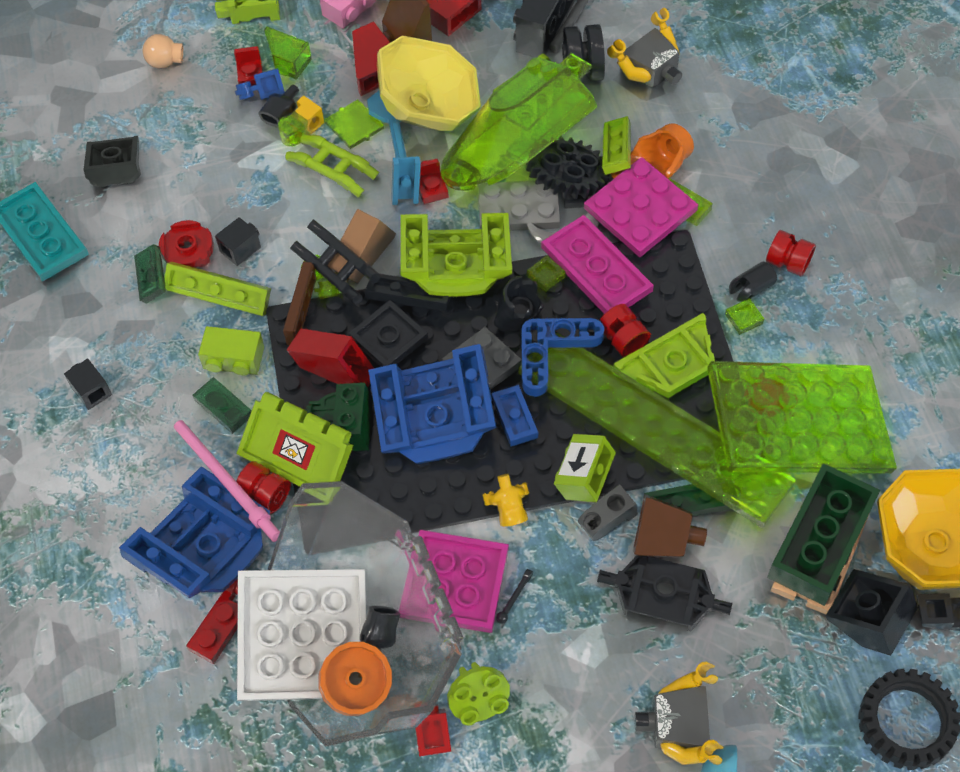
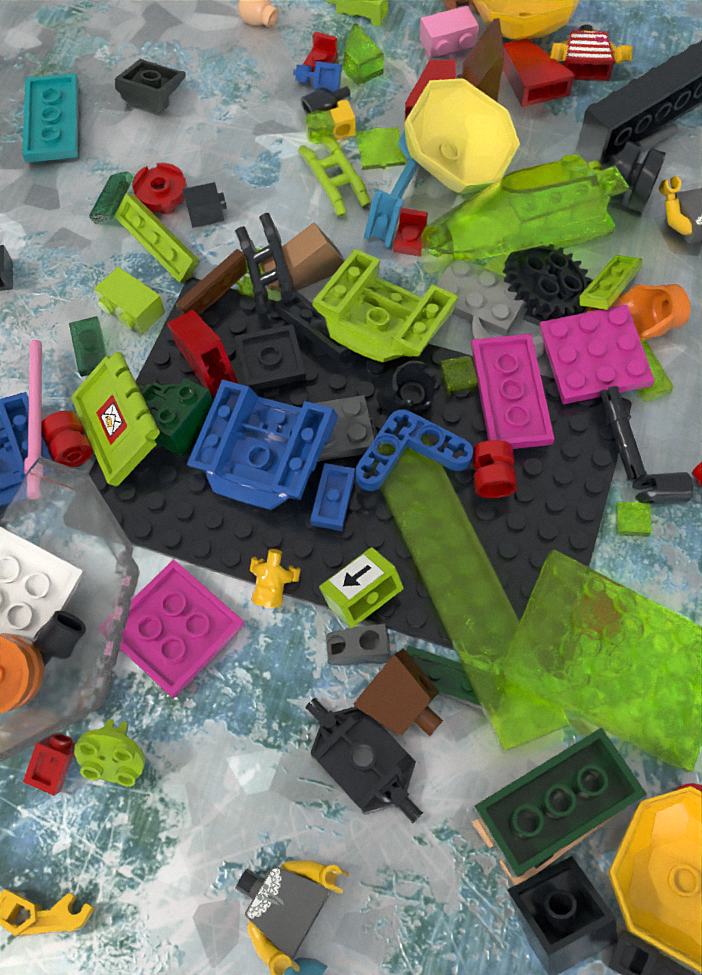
camera: 30 degrees right, 5 degrees up
(502, 617) = (193, 689): black hinge -> none
(672, 359) = (524, 524): lime wing -> none
(691, 248) = (622, 432): none -> black pin

